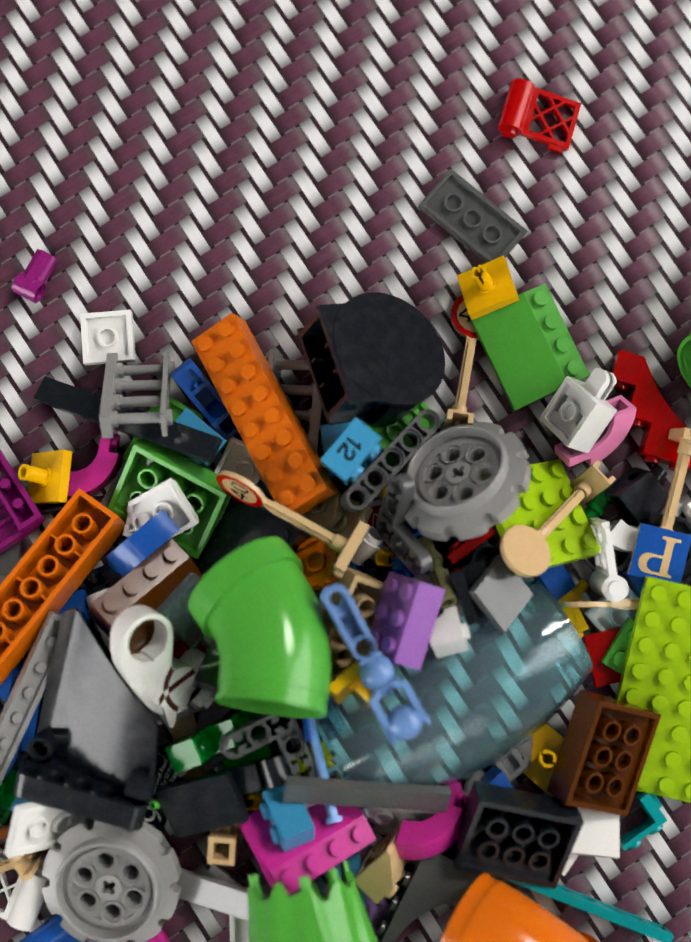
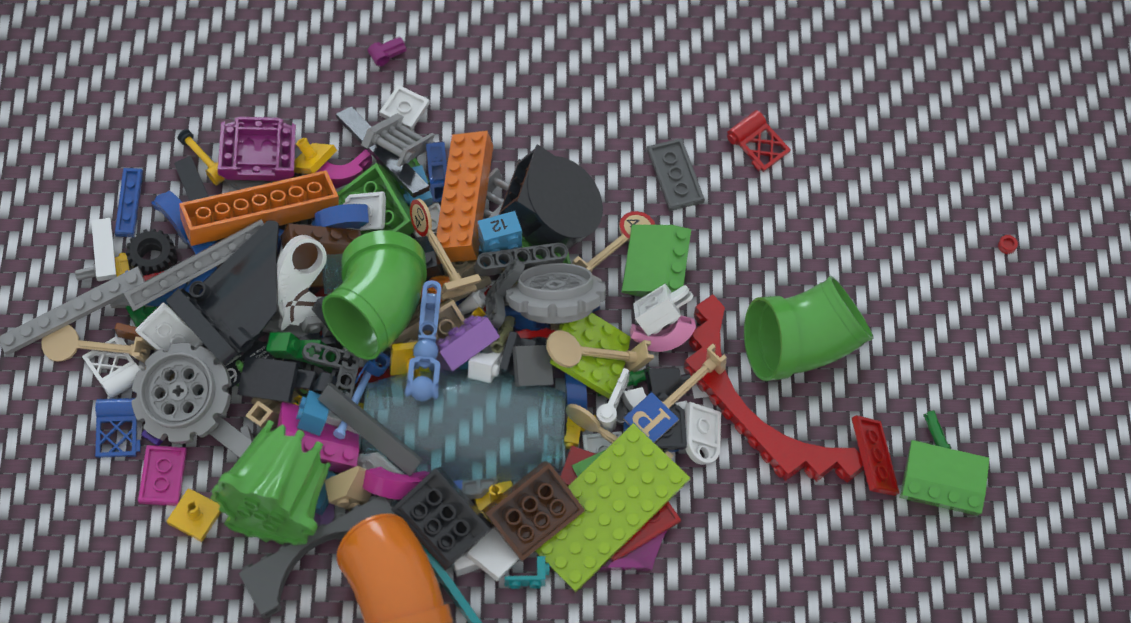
camera: 30 degrees right, 20 degrees down
(488, 287) = (654, 211): yellow tile -> none

